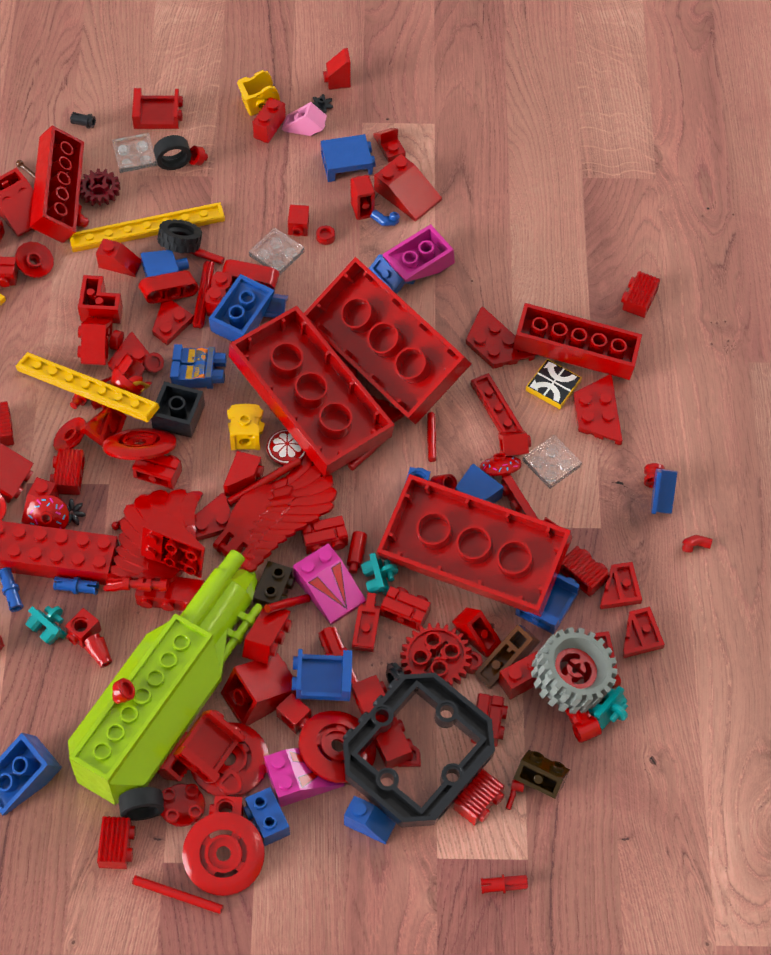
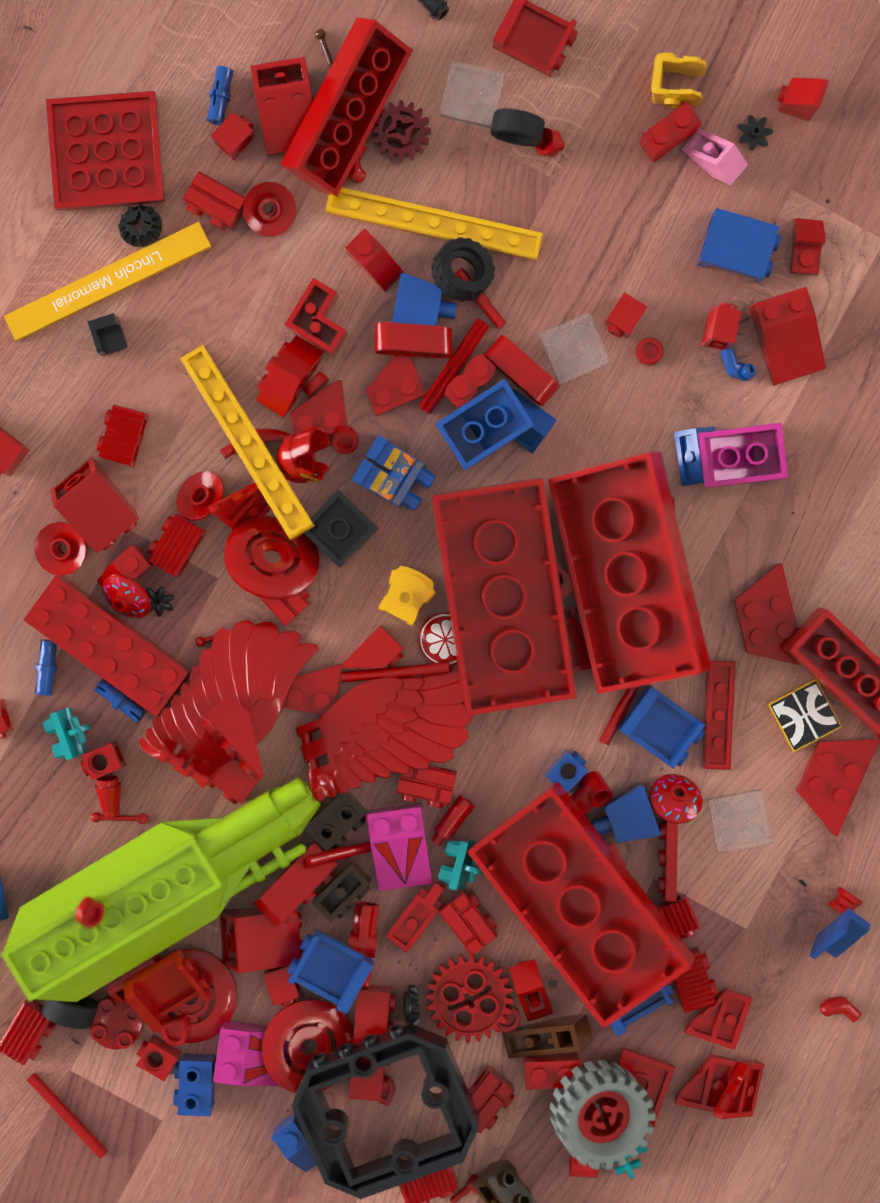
camera: 30 degrees right, 30 degrees up
(95, 672) = (142, 818): none -> red hinge
(201, 858) = (138, 1082): red piece -> none
(303, 627) = (337, 895): none -> dark brown brick
(464, 432) = (662, 727): none -> blue panel
(514, 442) = (707, 779): red brick -> none
(663, 623) = (741, 1092): none -> red wing

